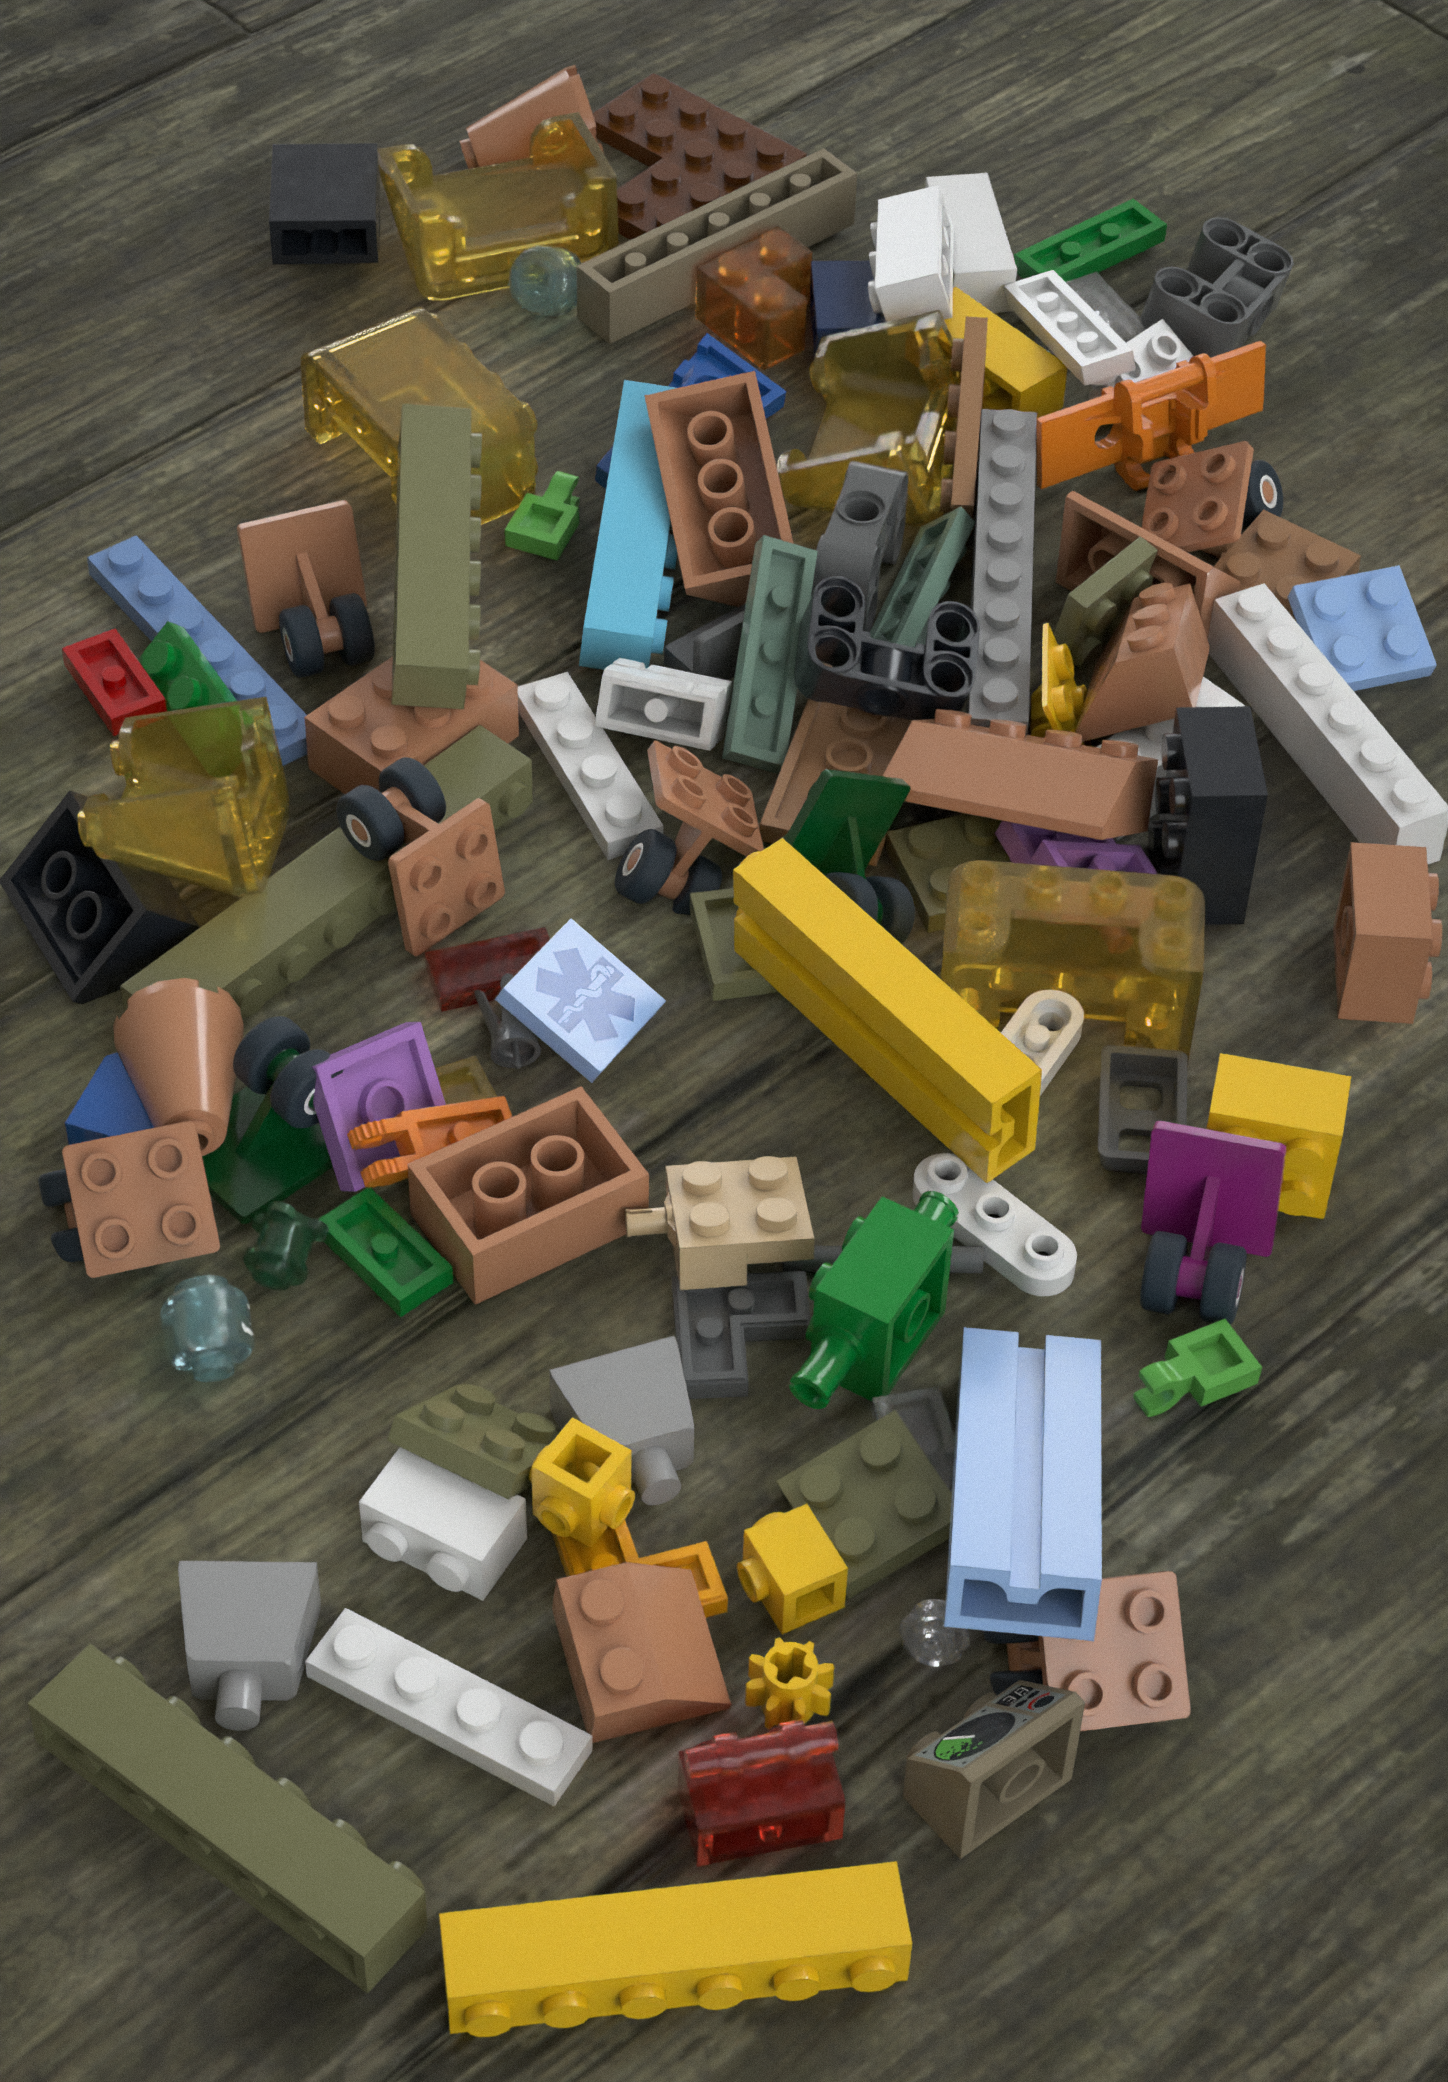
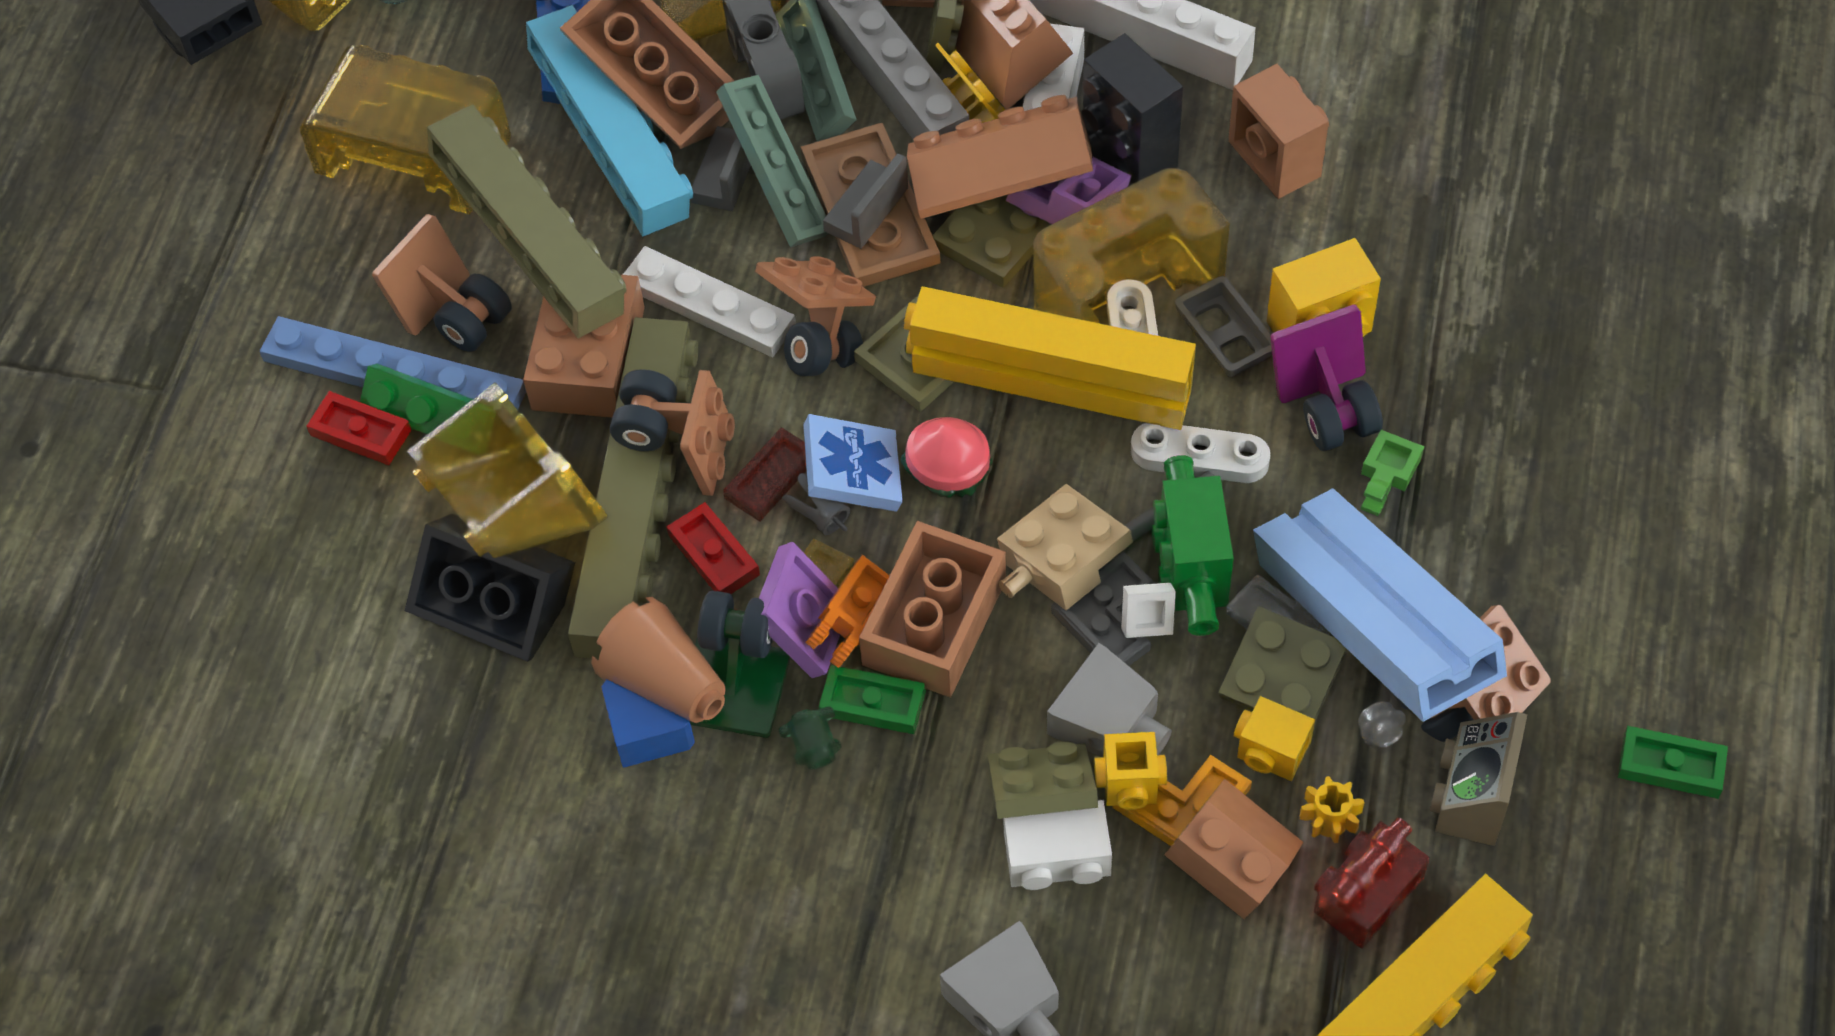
camera: 30 degrees left, 10 degrees up
(133, 1200) = (699, 771): nougat plate -> none
(207, 1328) = (814, 818): clear light blue head -> none
(356, 996) = (713, 550): none -> red plate
(449, 1706) = (1151, 952): white plate -> none
(546, 522) = (539, 147): bright green plate -> none
(663, 704) = (730, 232): white brick -> none
(695, 1057) = (947, 456): none -> coral hair
(763, 1337) = (1148, 610): none -> white tile
(840, 833) = (929, 268): dark green plate -> none
(852, 745) = (867, 201): none -> dark grey panel
(878, 673) = (858, 135): black beam -> none
(1261, 1902) = (1673, 762): none -> green plate

